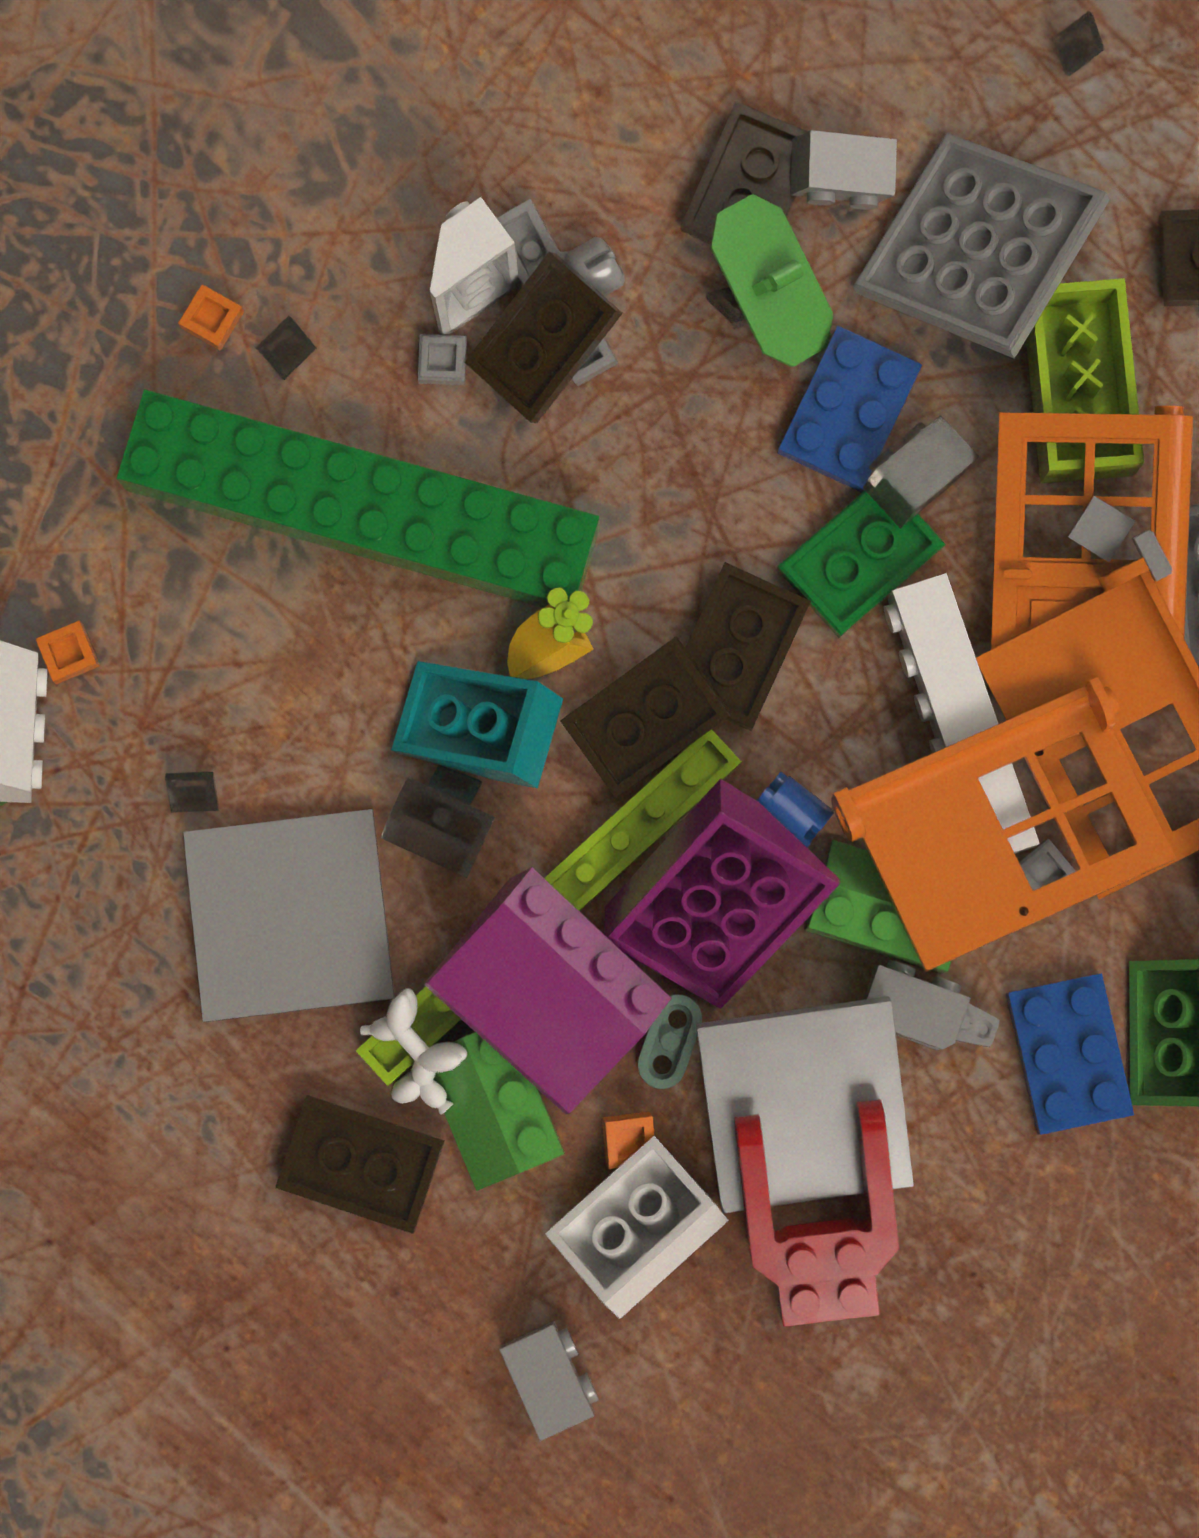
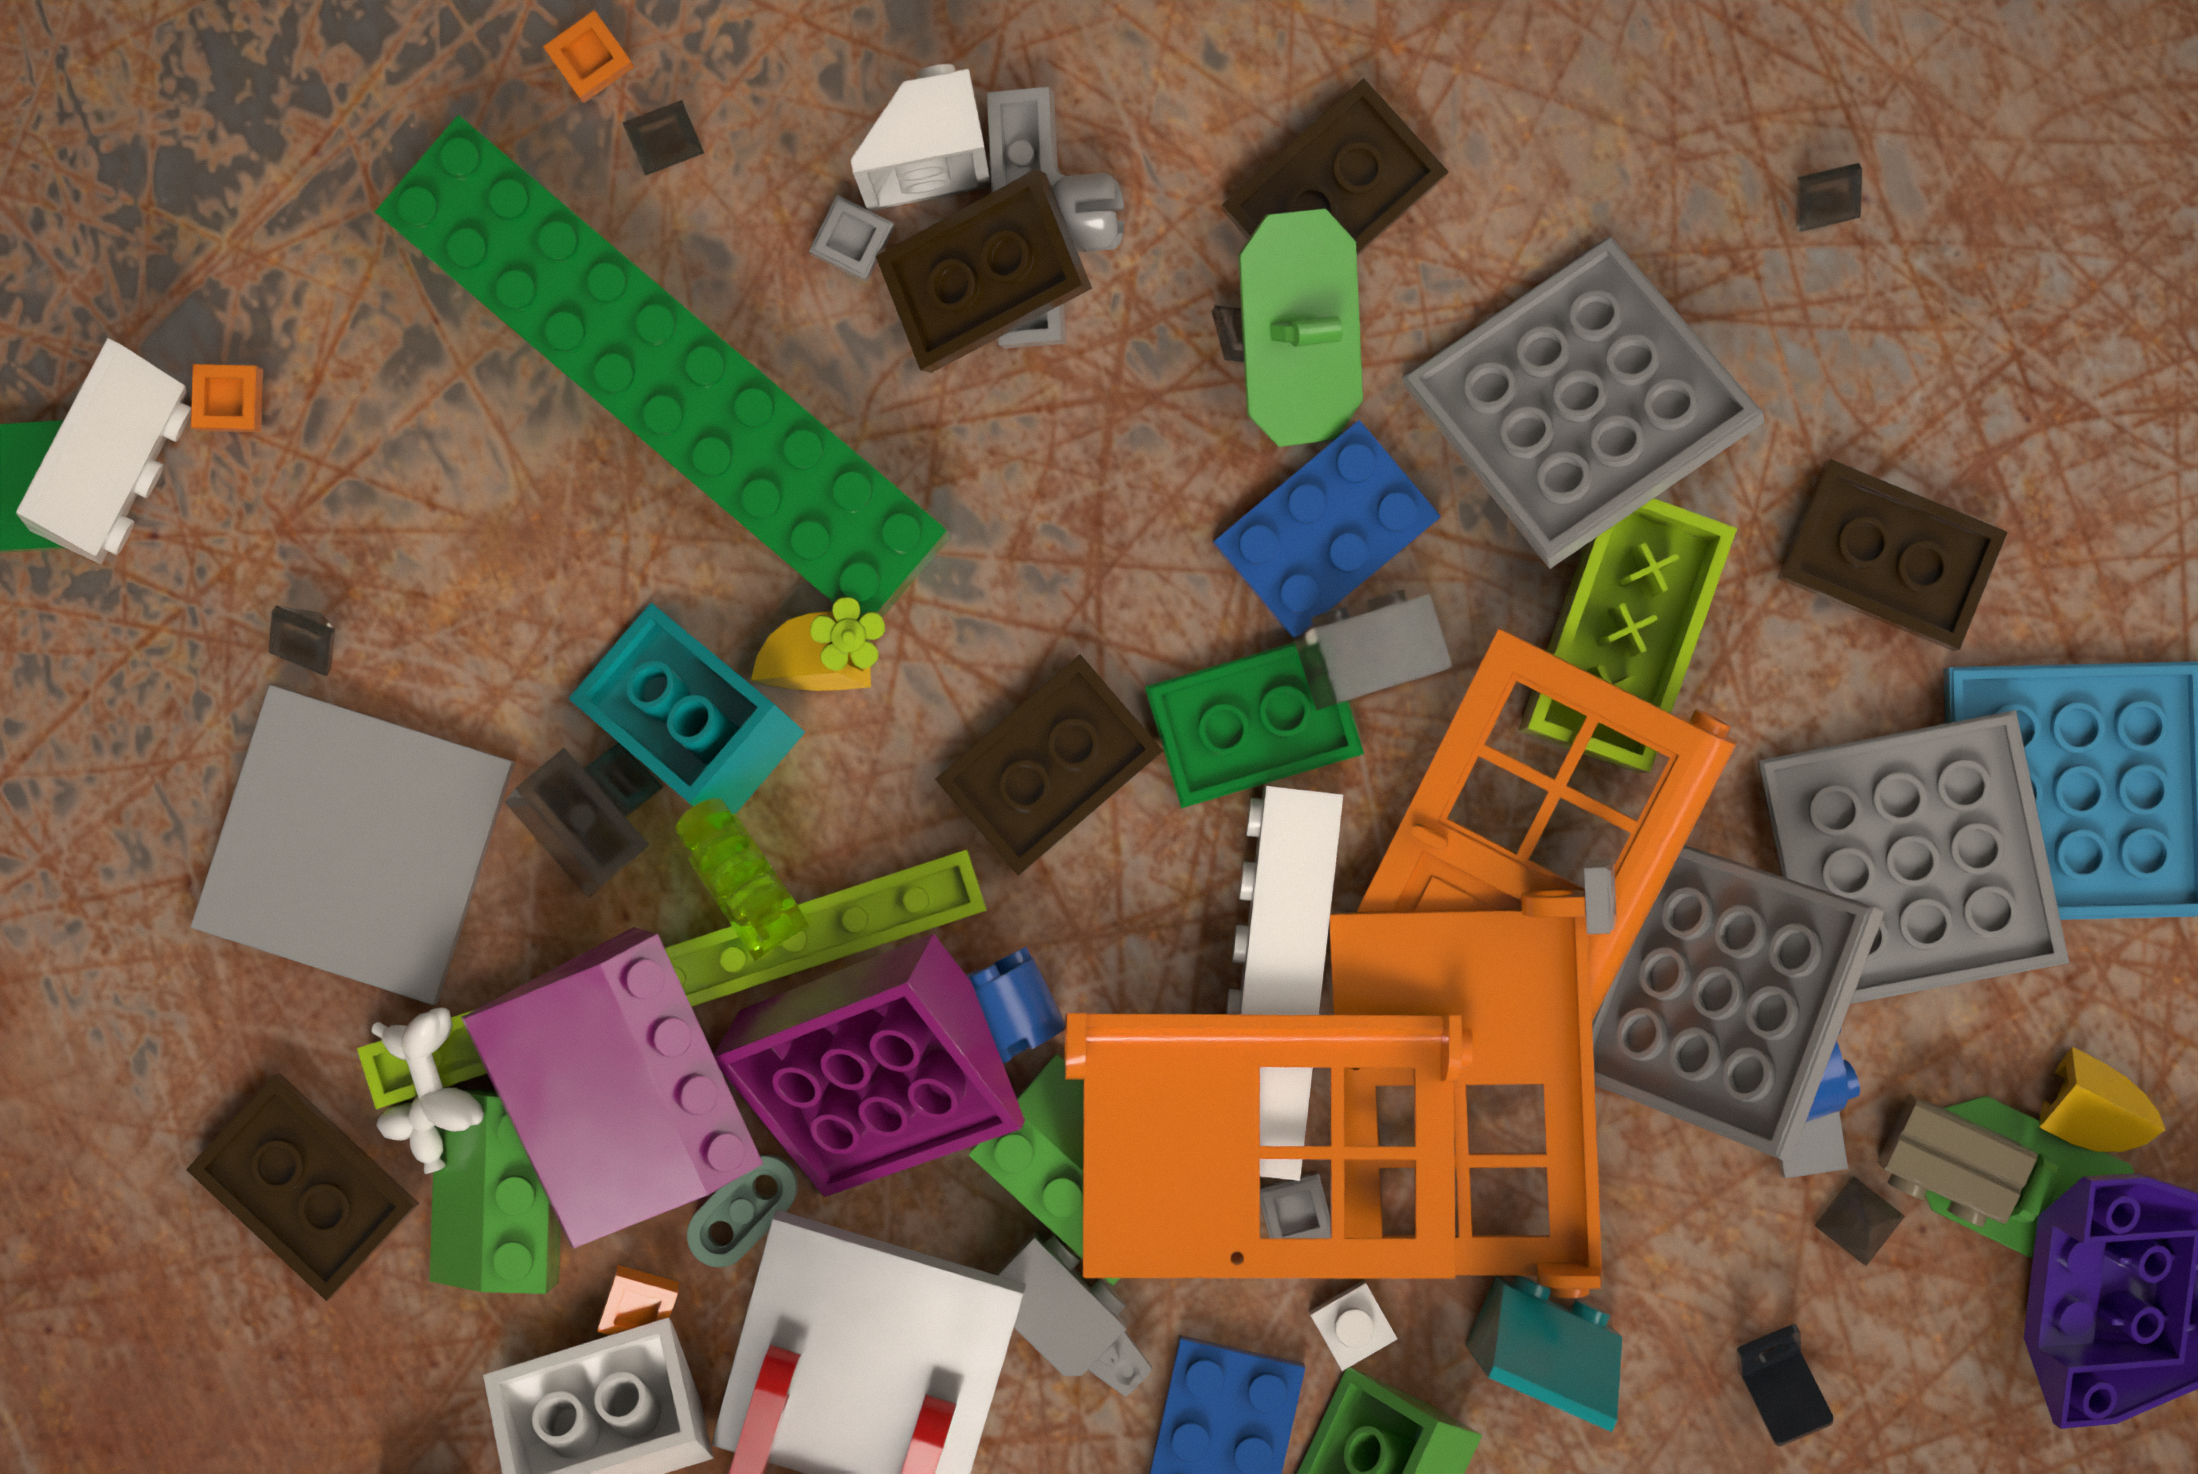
camera: 25 degrees right, 5 degrees up
(566, 812) = (739, 877): none -> clear neon green legs
(646, 717) = (893, 803): dark brown plate -> none
(843, 168) = (1456, 225): light grey brick -> none
(1101, 528) = (1555, 832): light grey tile -> none
(1119, 931) = (1353, 1325): none -> white plate

